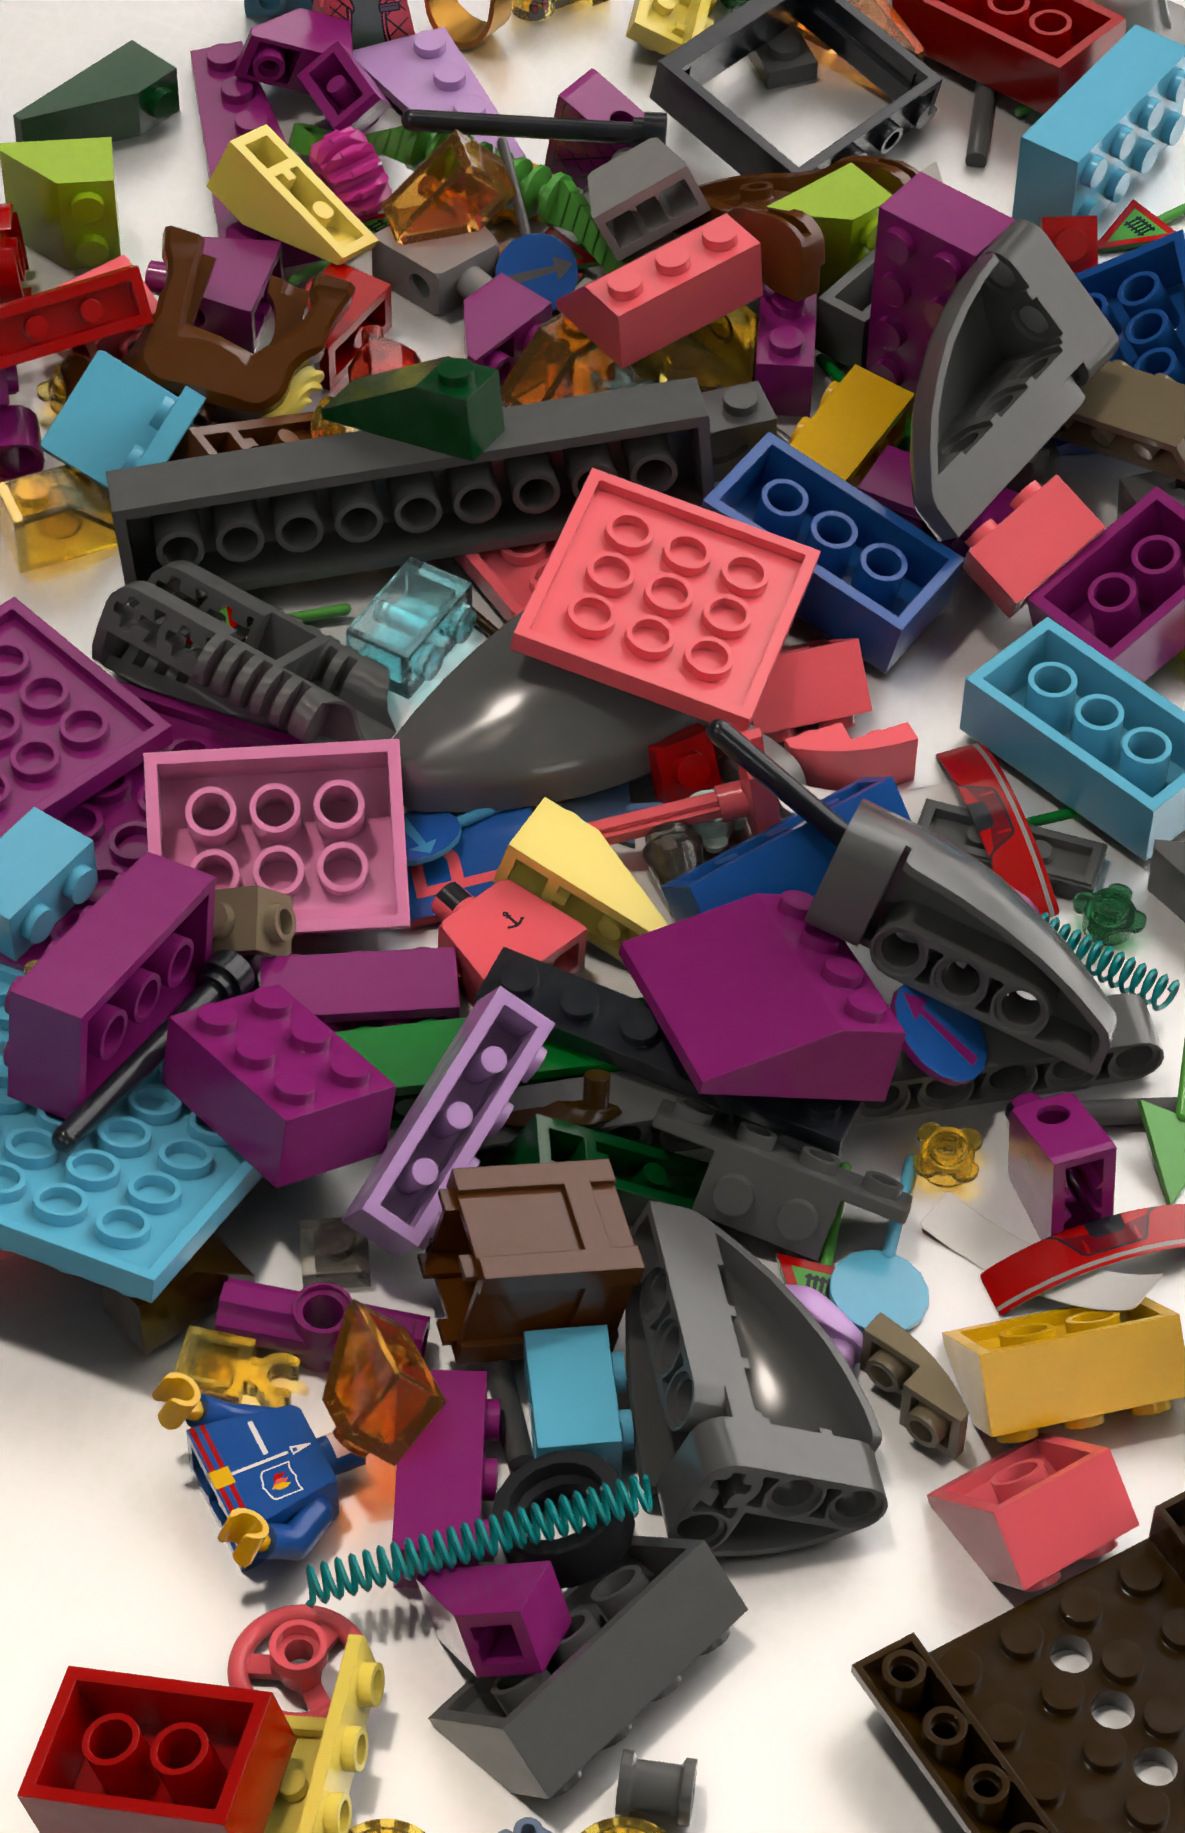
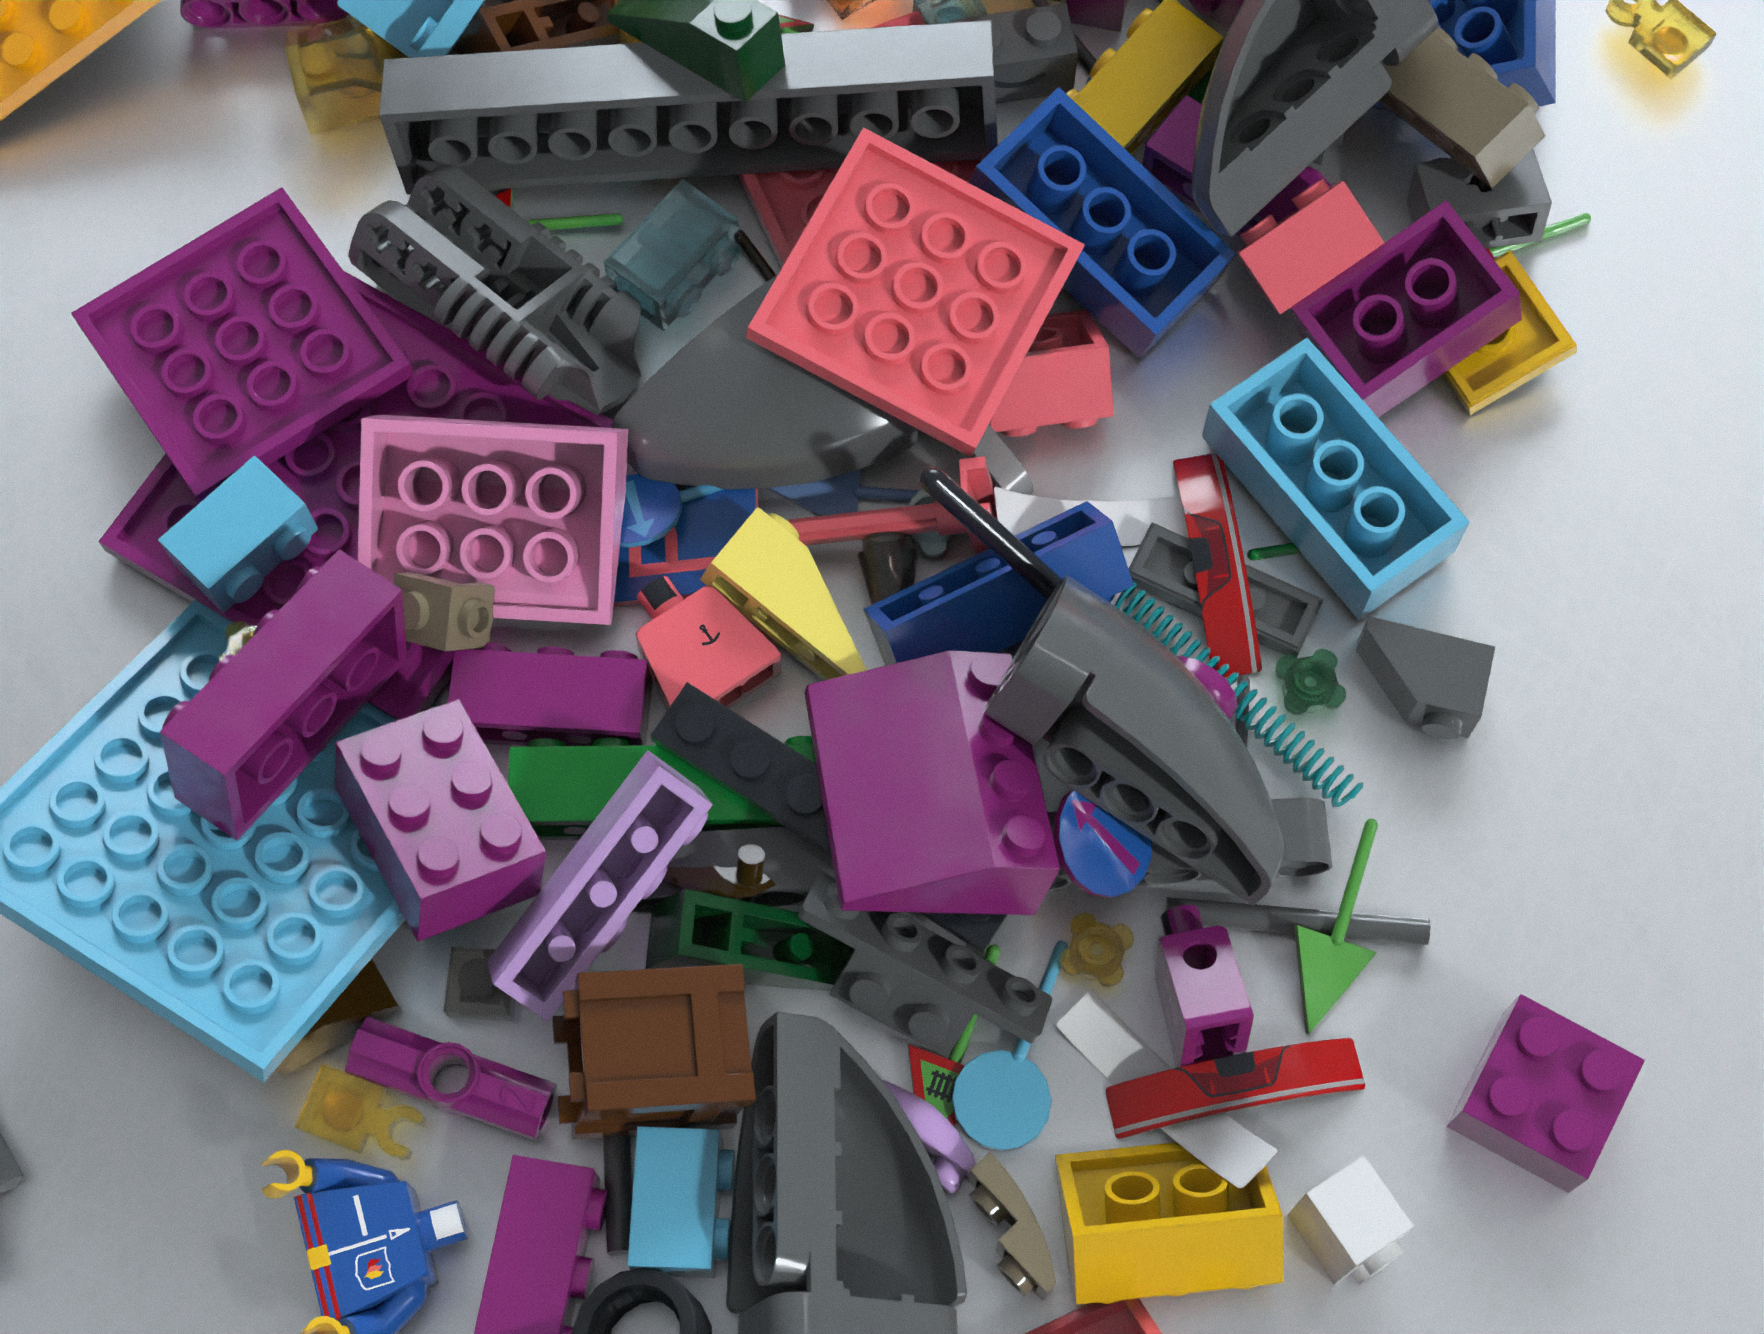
camera: 10 degrees right, 20 degrees up
(218, 979) = (409, 677): black piece -> none
(378, 1386) = (481, 1182): clear orange slope -> none
(683, 764) = (907, 456): red plate -> none
(835, 760) = (1062, 468): coral slope -> none

